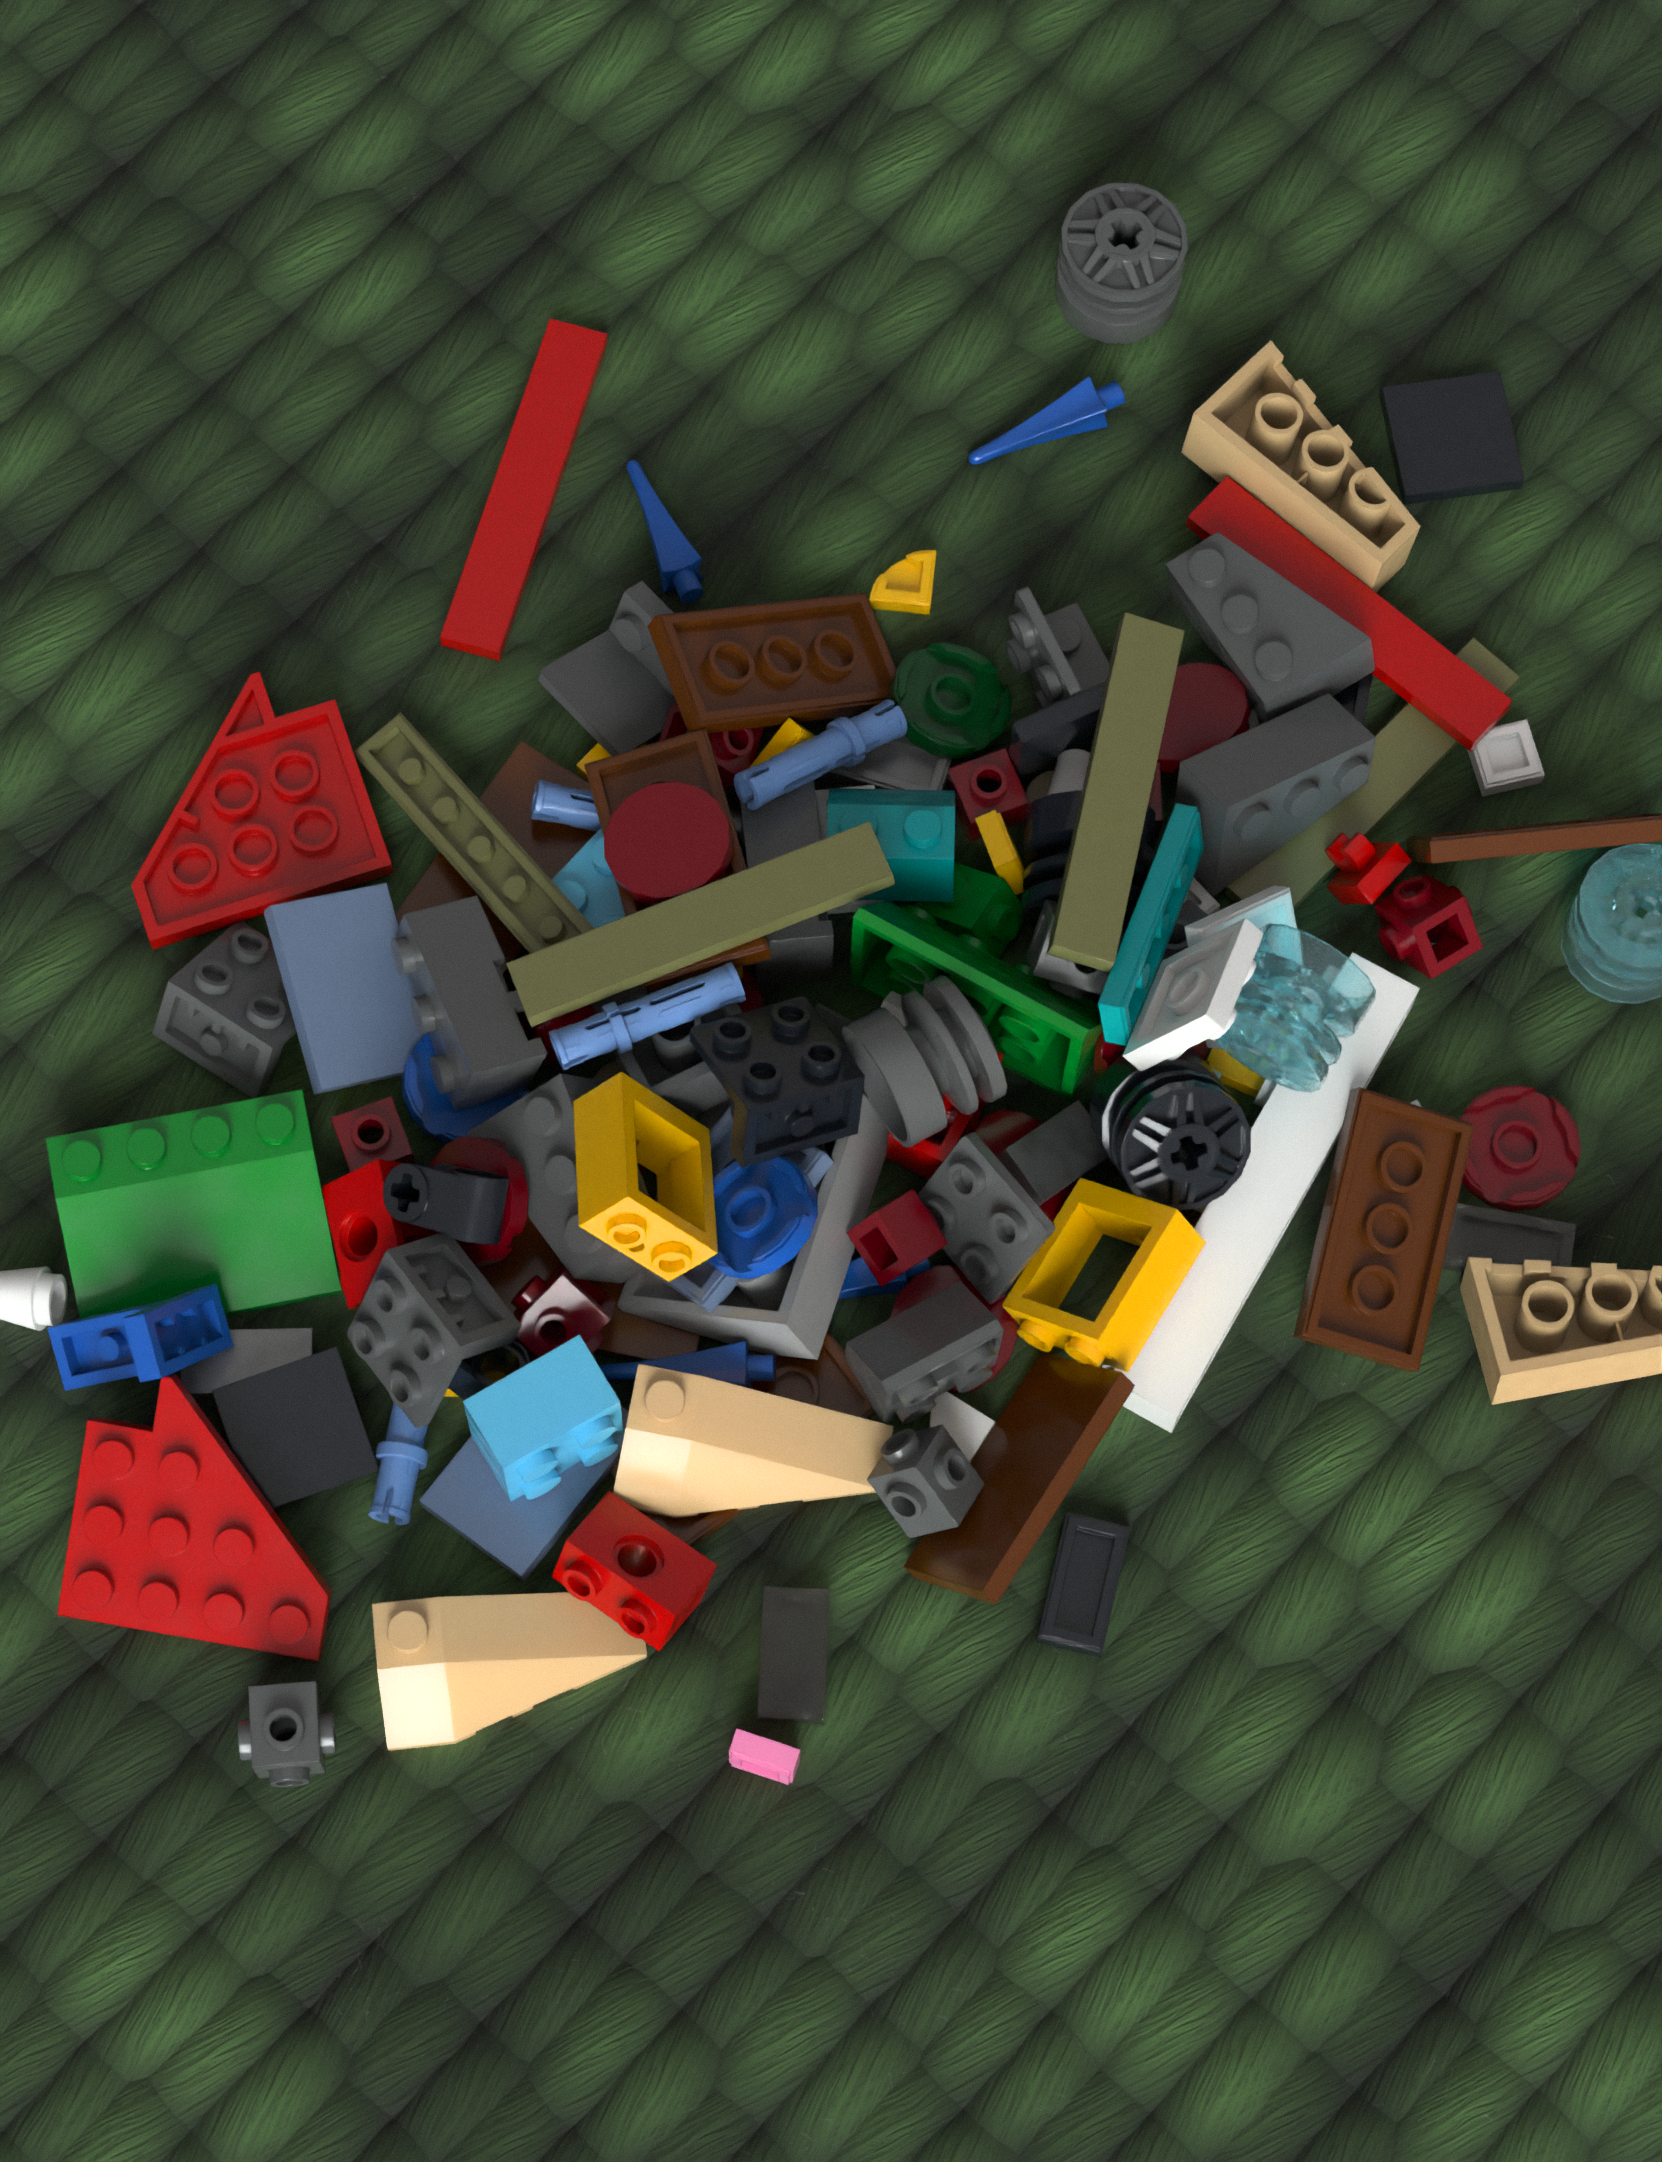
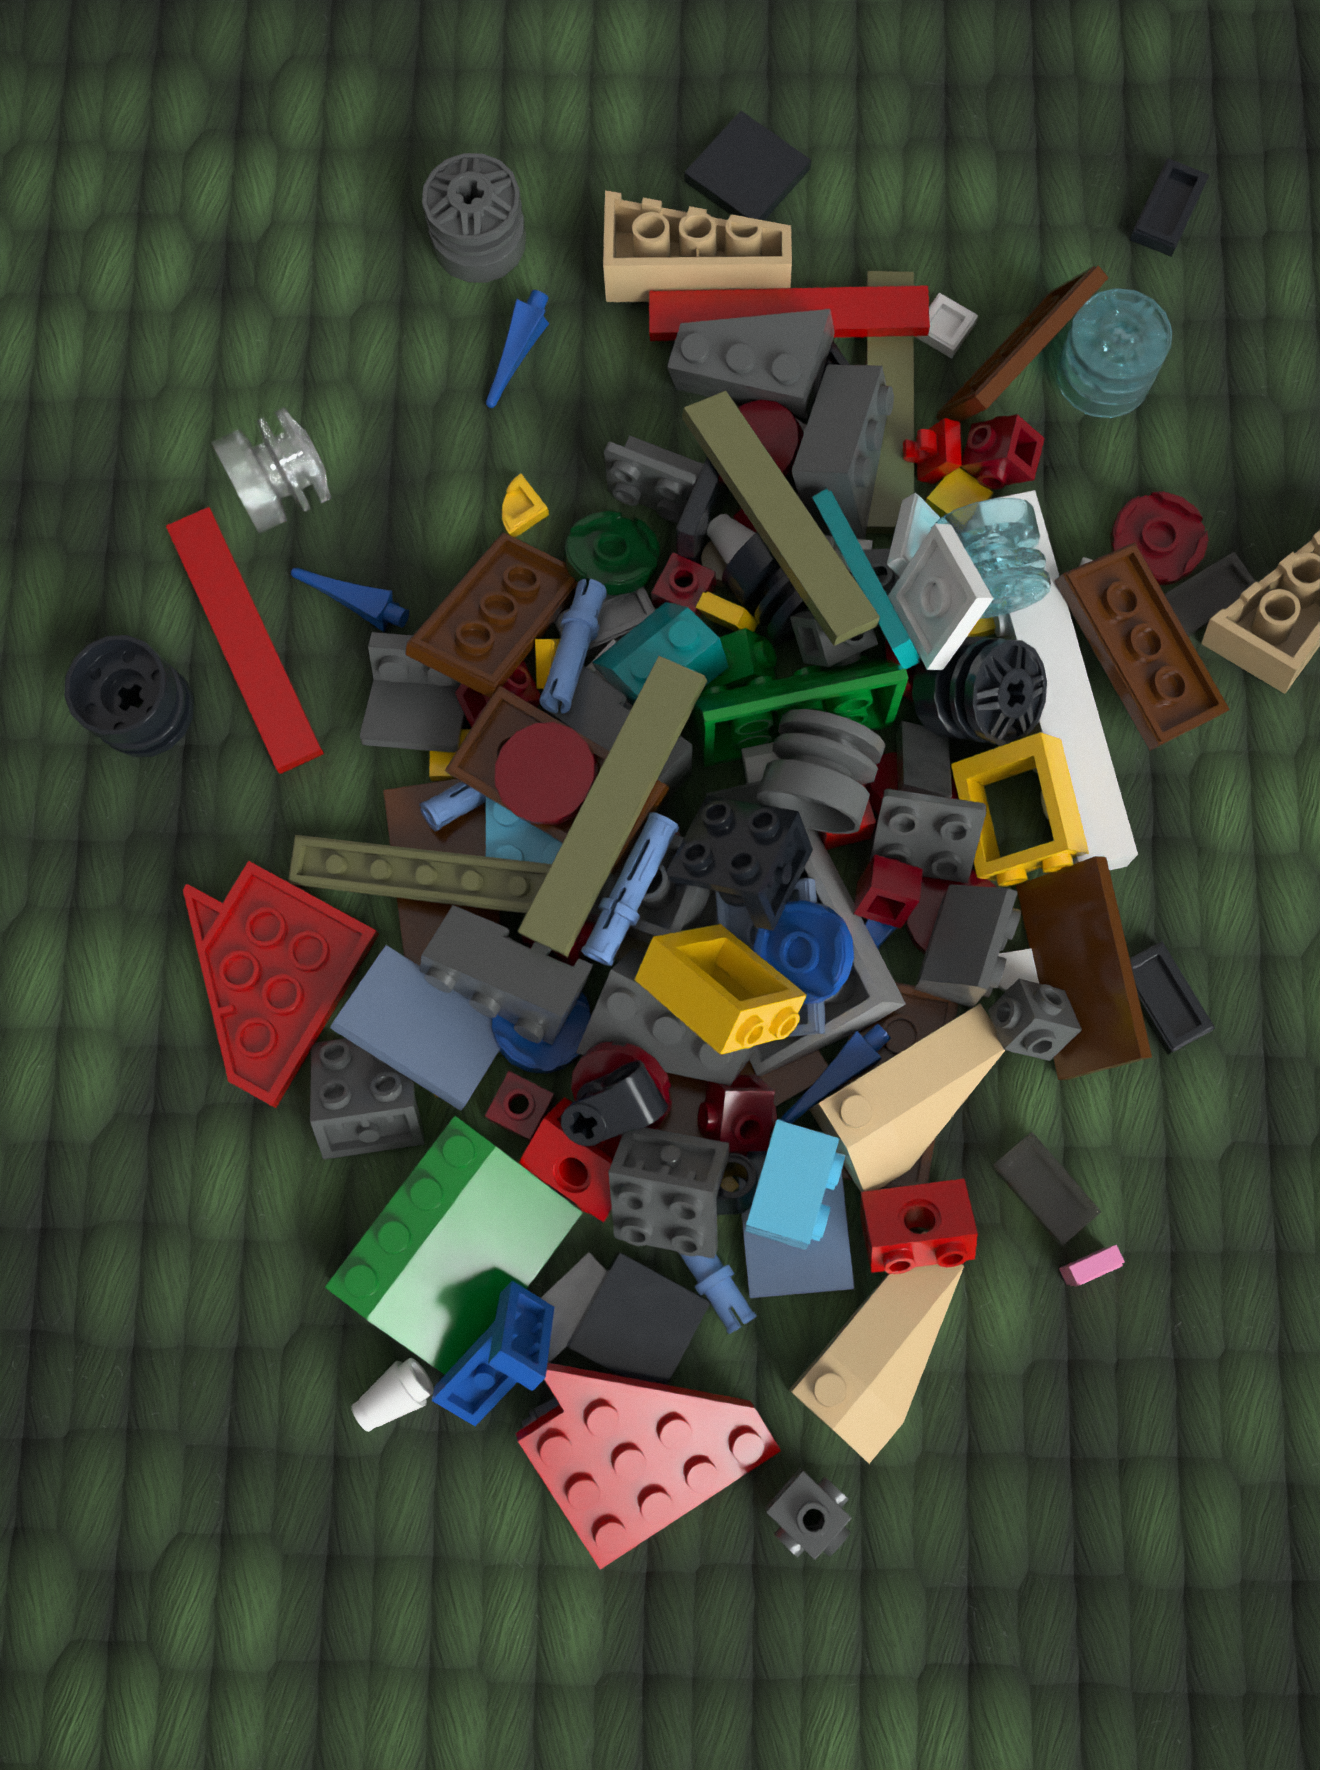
camera: 35 degrees left, 5 degrees up
(358, 424) = (109, 682): none -> black wheel
(692, 348) = (273, 470): none -> clear wheel
(1351, 930) = (956, 492): none -> yellow tile

